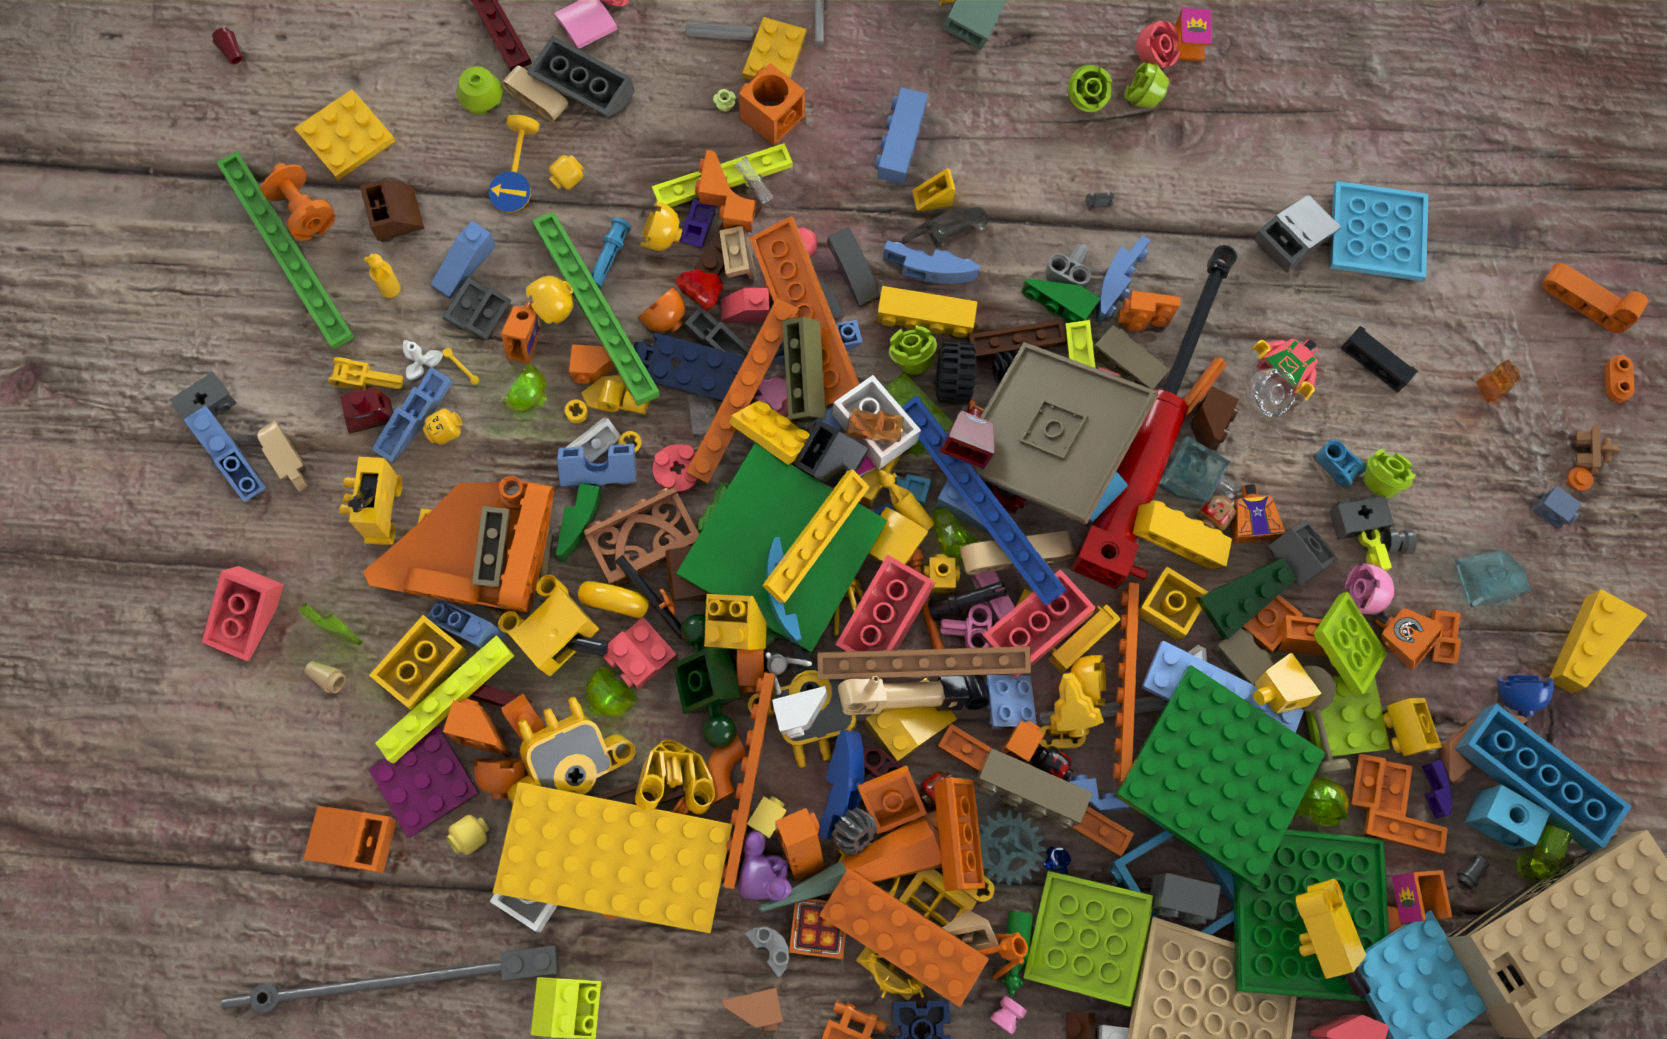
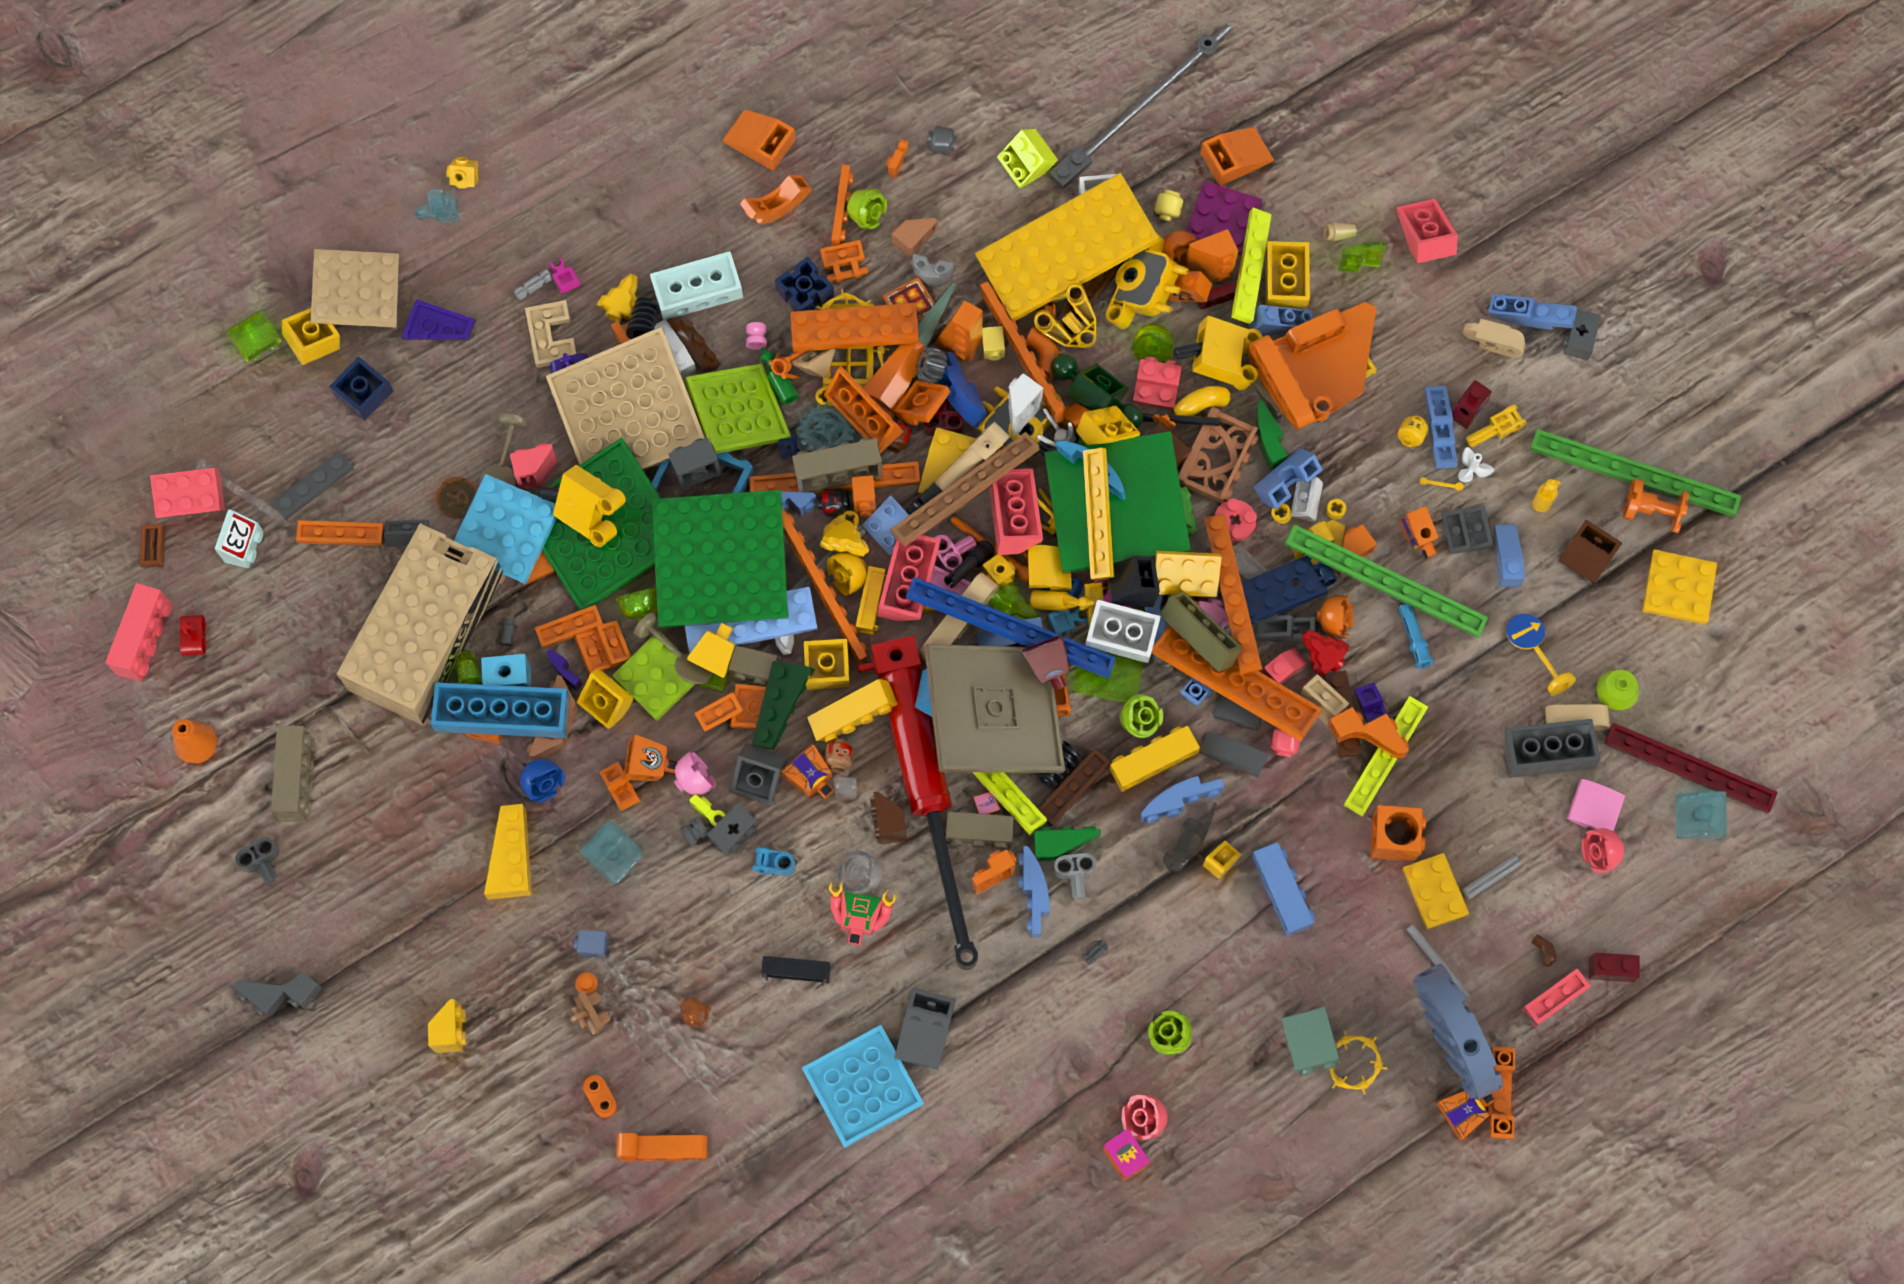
camera: 150 degrees right, 0 degrees up
(227, 44) = (1827, 588): dark red cone -> none
(372, 500) = (1406, 342): yellow piece -> none
(491, 547) = (1303, 365): dark tan brick -> none
(527, 391) = (1379, 493): clear neon green cylinder -> none
(551, 298) = (1420, 562): yellow cylinder -> none
(566, 172) = (1498, 672): yellow head -> none
(661, 228) = (1392, 677): yellow cylinder -> none
(724, 105) = (1432, 821): yellowish green plate -> none
(753, 180) = (1359, 764): clear pin -> none
(762, 875) = (974, 297): medium lavender head -> none
(873, 426) = (1118, 616): clear orange slope -> none
(955, 372) = (1096, 716): black tyre -> none
(1147, 87) = (1127, 1072): lime cone -> none
(1193, 471) = (876, 770): clear light blue slope -> none
(1204, 383) = (913, 852): orange axle -> none
(1350, 644) = (685, 716): lime plate -> none
(1388, 474) = (734, 873): lime cone -> none
(1419, 886) = (552, 591): piece -> none

